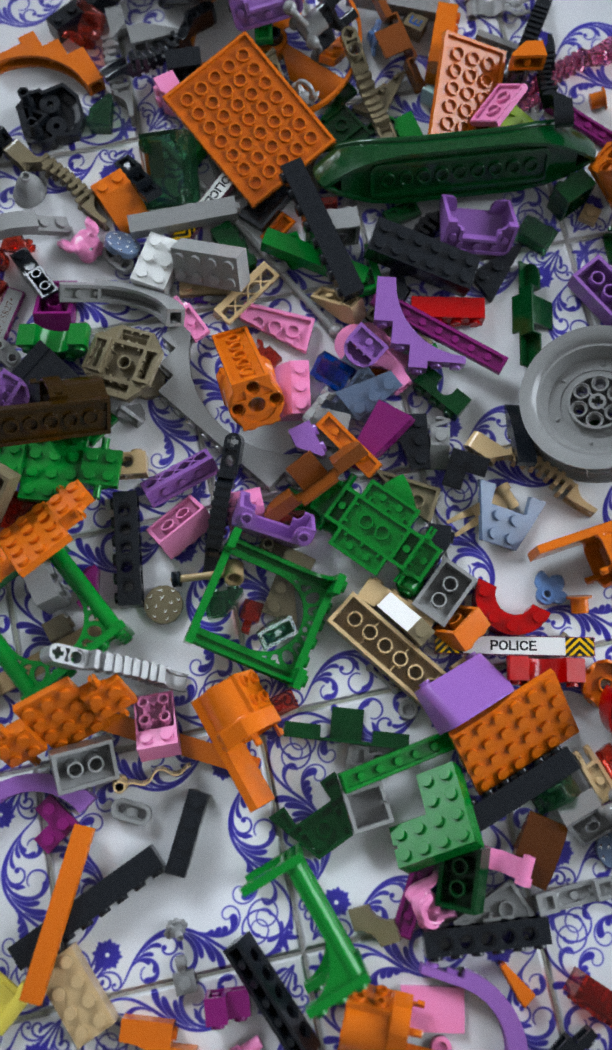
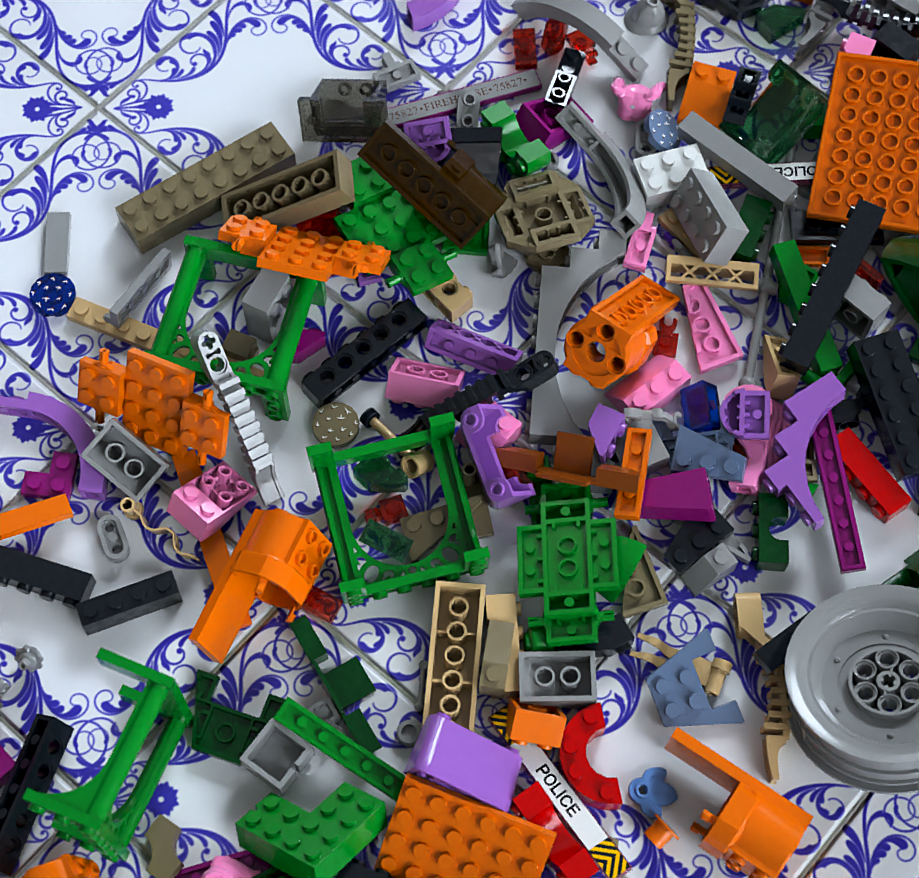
camera: 55 degrees right, 10 degrees down
(462, 462) = (710, 601): black brick -> none

